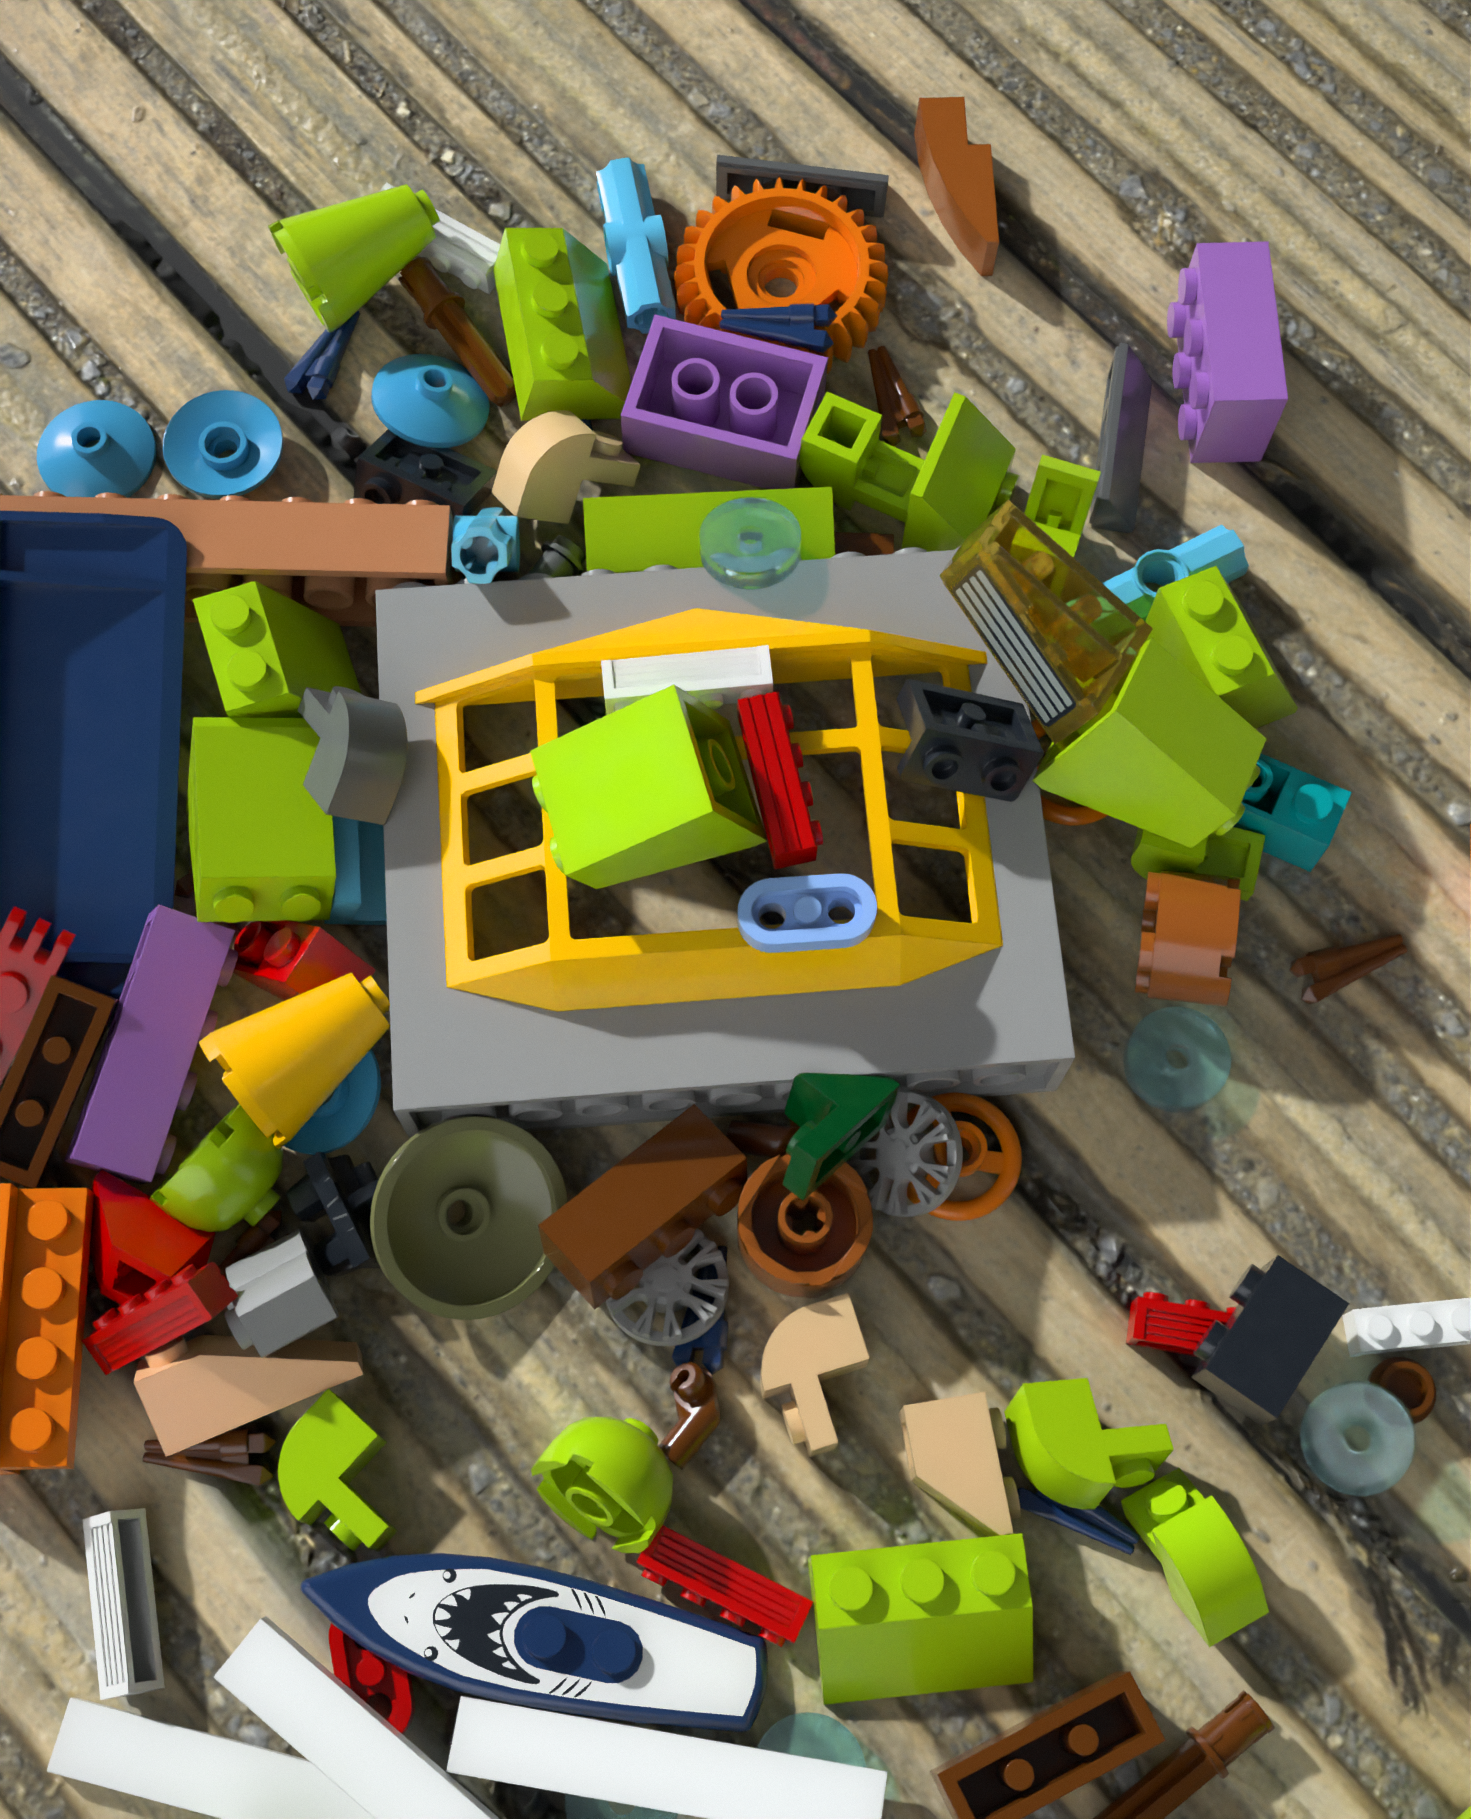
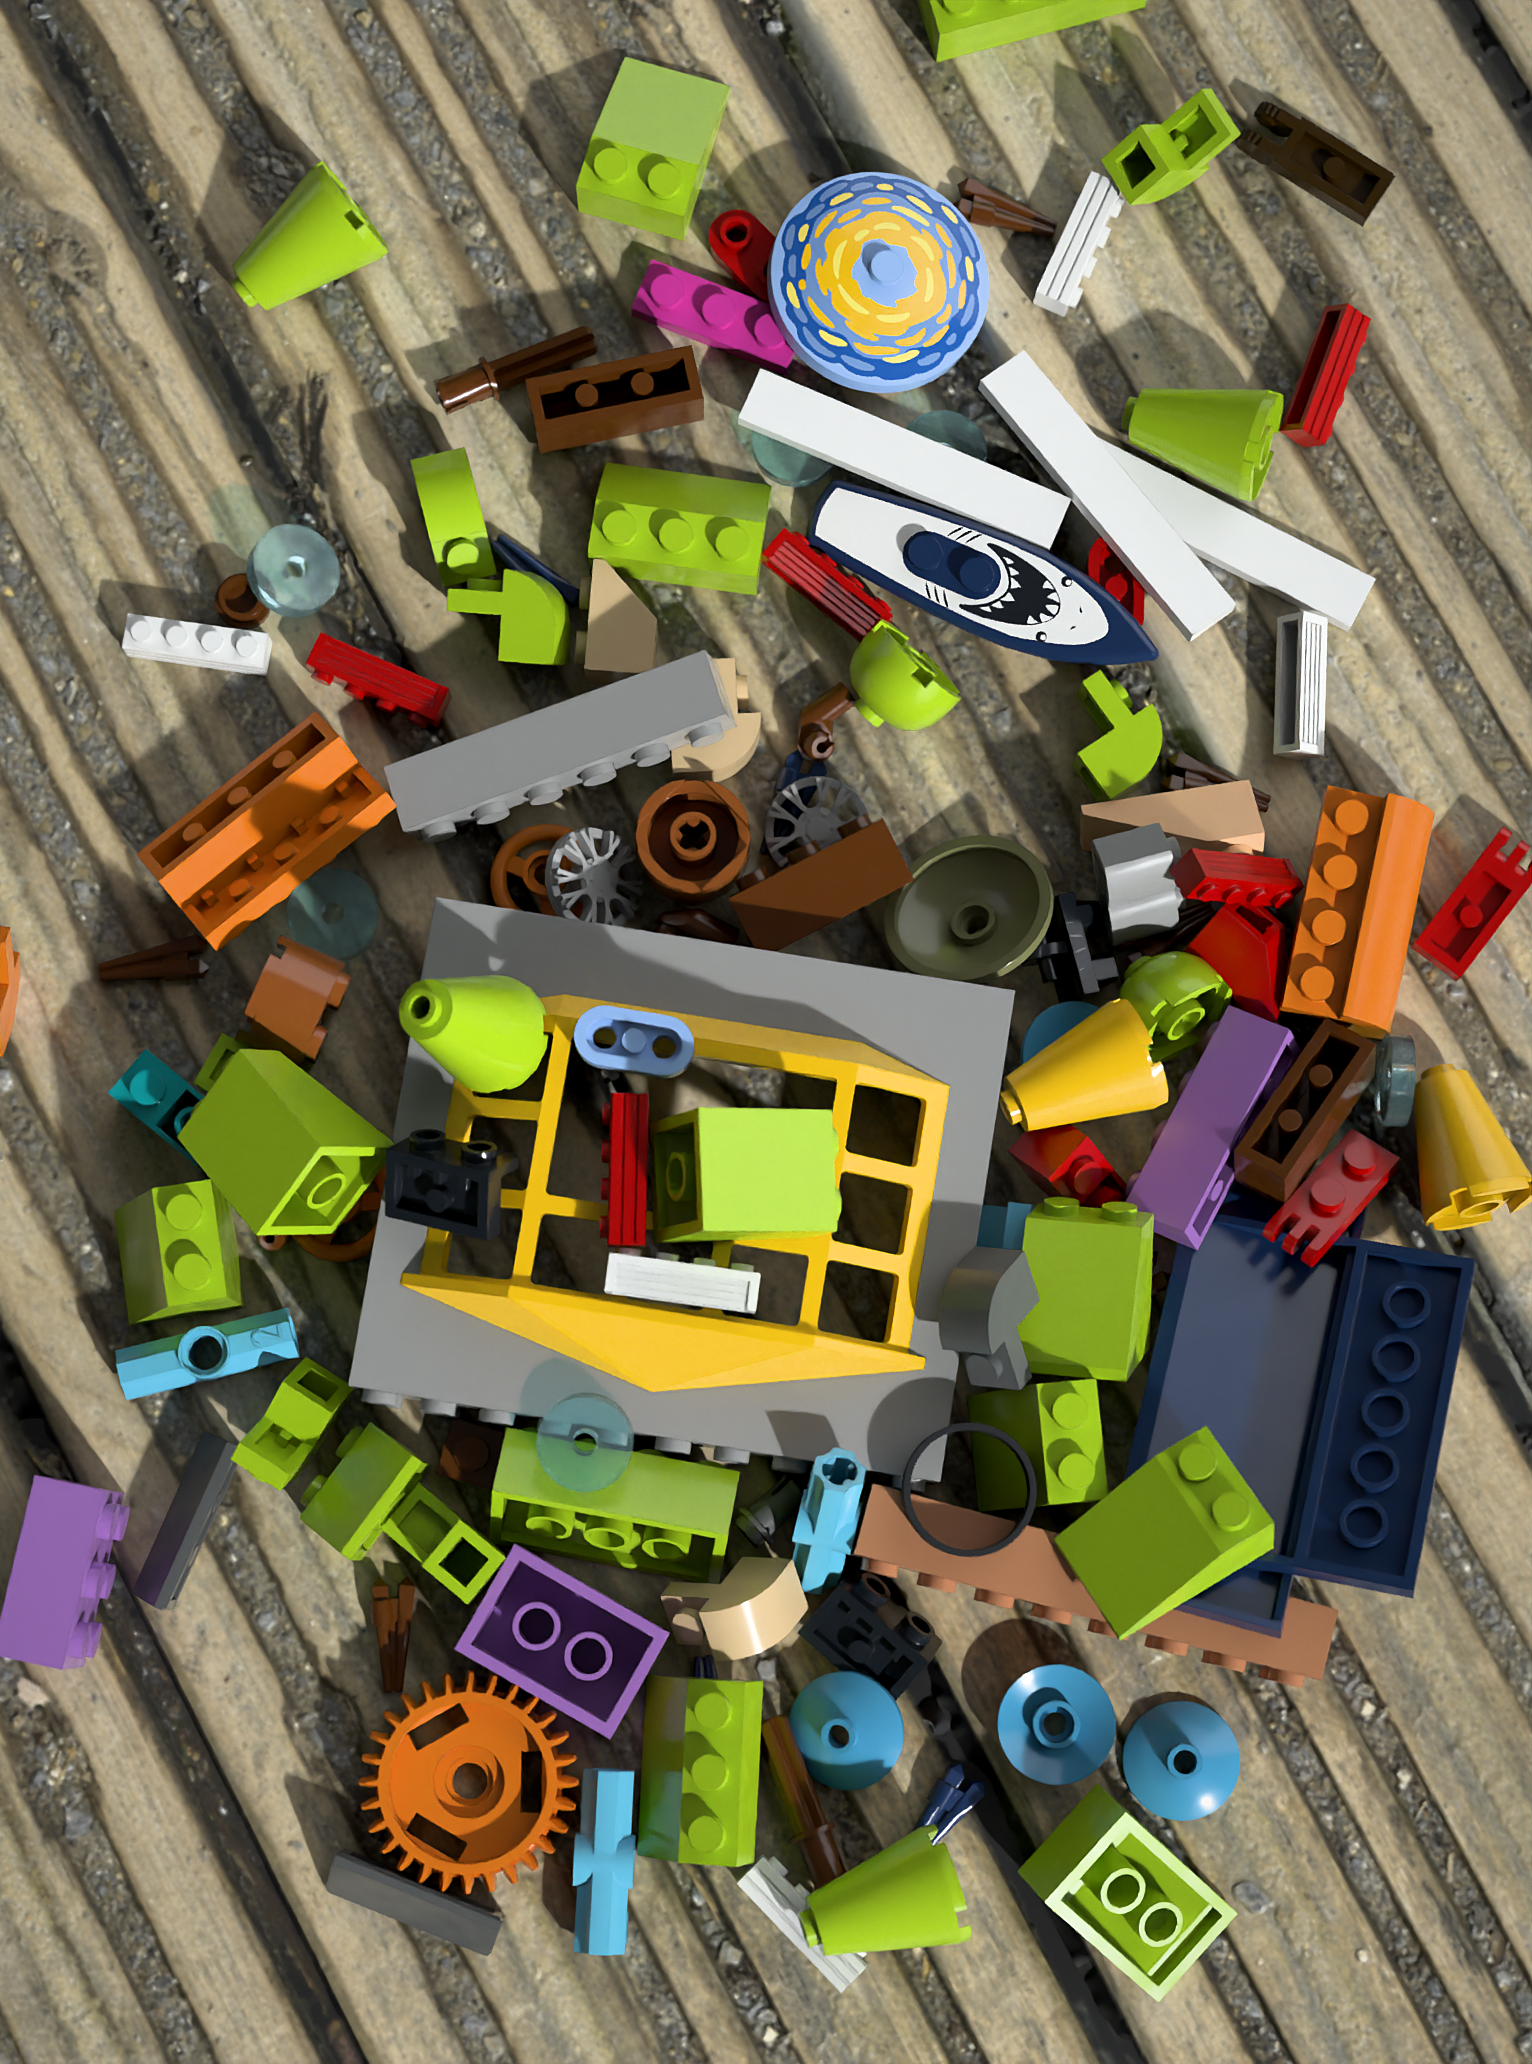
camera: 170 degrees left, 10 degrees up
(122, 569) = (1166, 1534): none -> lime slope
(134, 321) = (1126, 1892): none -> lime slope
(322, 524) = (1030, 1481): none -> black tyre
(786, 325) = (486, 1704): dark blue piece -> none
(835, 1121) = (642, 901): dark green slope -> none
(958, 179) = (257, 1857): dark orange slope -> none
(980, 1290) = (560, 748): none -> light grey brick
(988, 892) = (477, 1028): none -> lime cone
(1044, 619) = (344, 1277): clear yellow wedge -> none
(1267, 1339) = (345, 651): black brick -> none
(1280, 1118) = (266, 830): none -> orange brick

